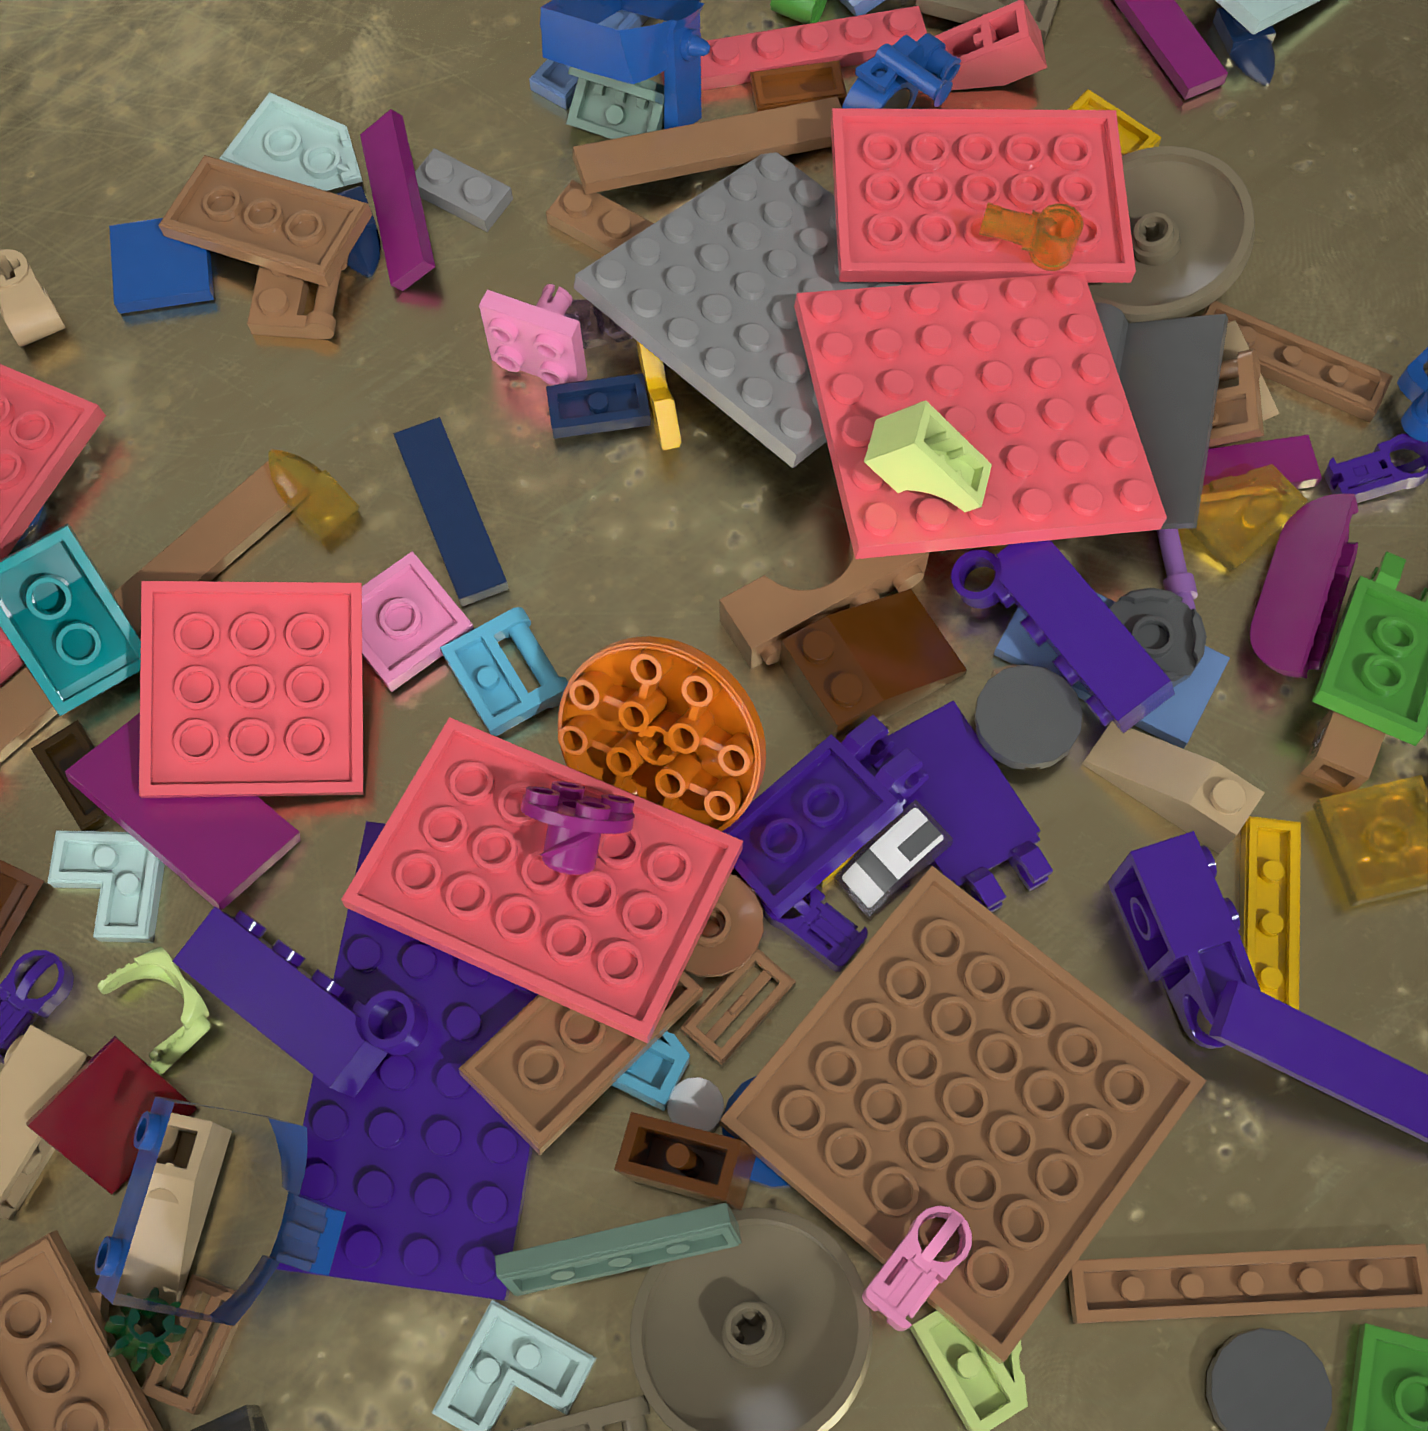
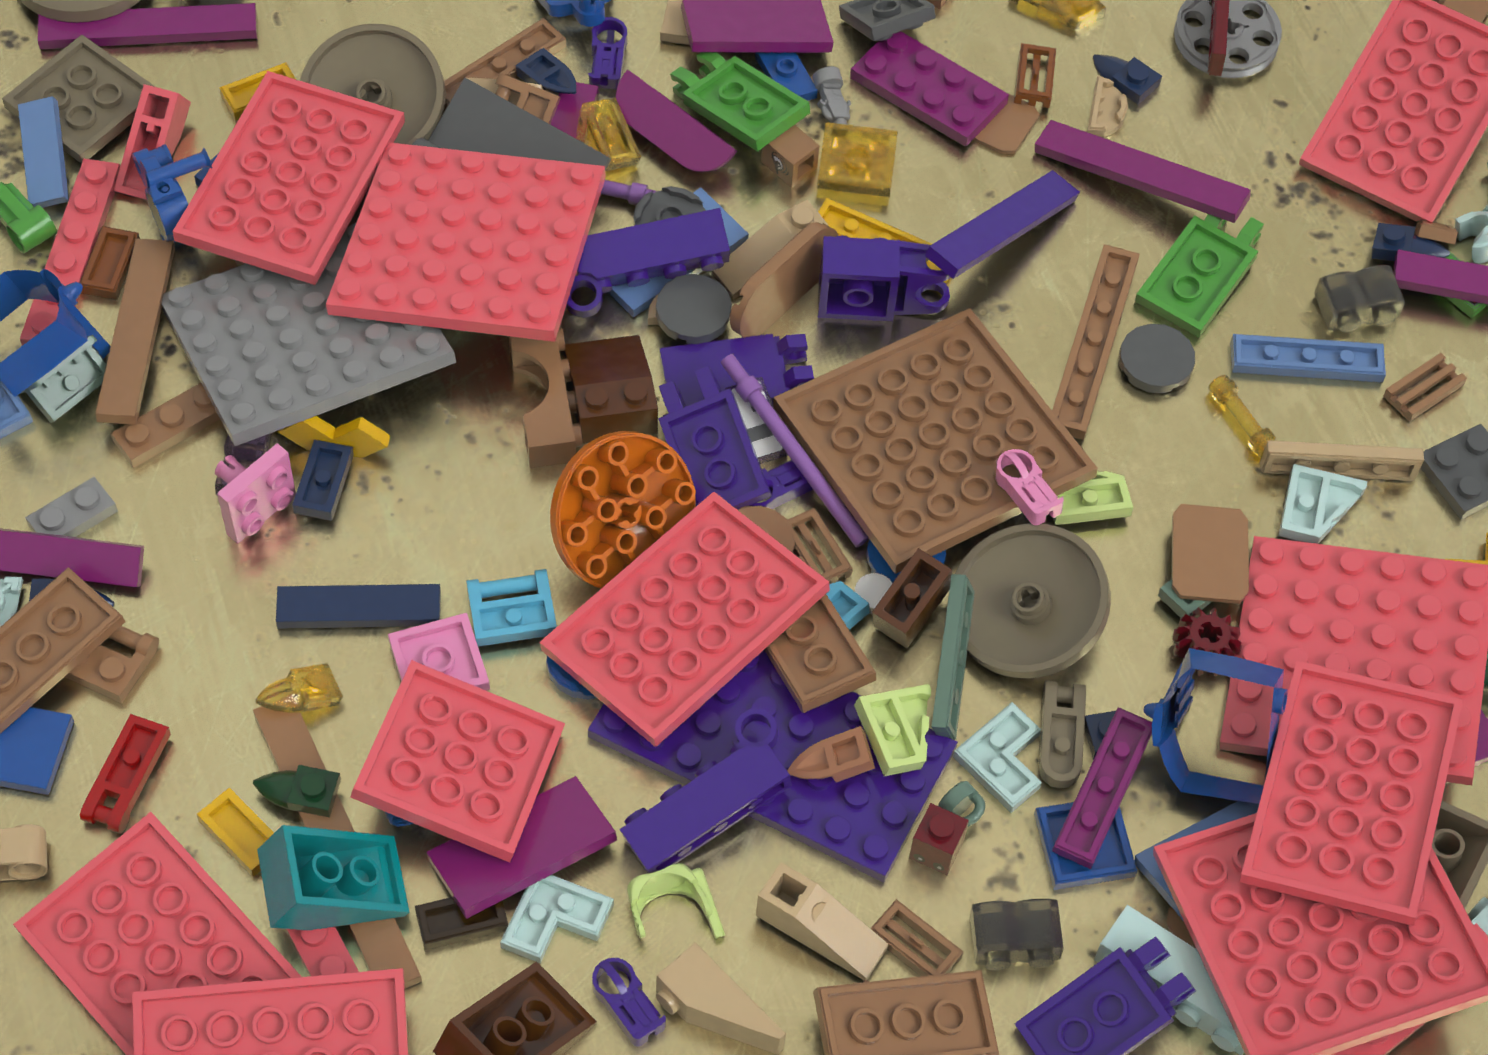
camera: 75 degrees left, 10 degrees down
(99, 1110) = (741, 944): dark red piece -> none
(124, 508) = (236, 828): none -> yellow tile
(143, 1346) = (900, 953): dark green gear -> none
(156, 368) = (125, 773): none -> red plate
(183, 543) = (302, 790): none -> dark green plate
(304, 1239) = (863, 839): blue piece -> none
(339, 1324) = (938, 839): none -> dark red brick
(402, 1140) = (835, 757): none -> nougat plate
(412, 1332) = (961, 798): none -> sand green tile
(476, 1210) = (896, 727): none -> yellowish green wing
(575, 823) = (669, 570): magenta plate -> none
(917, 830) = (751, 391): none -> medium lavender bar
(928, 455) = (512, 263): yellowish green arch -> none
(1046, 235) = (357, 148): clear yellow pin -> none
(1115, 806) = (780, 282): none -> medium nougat tile
(1304, 411) = (547, 71): none -> dark blue plate

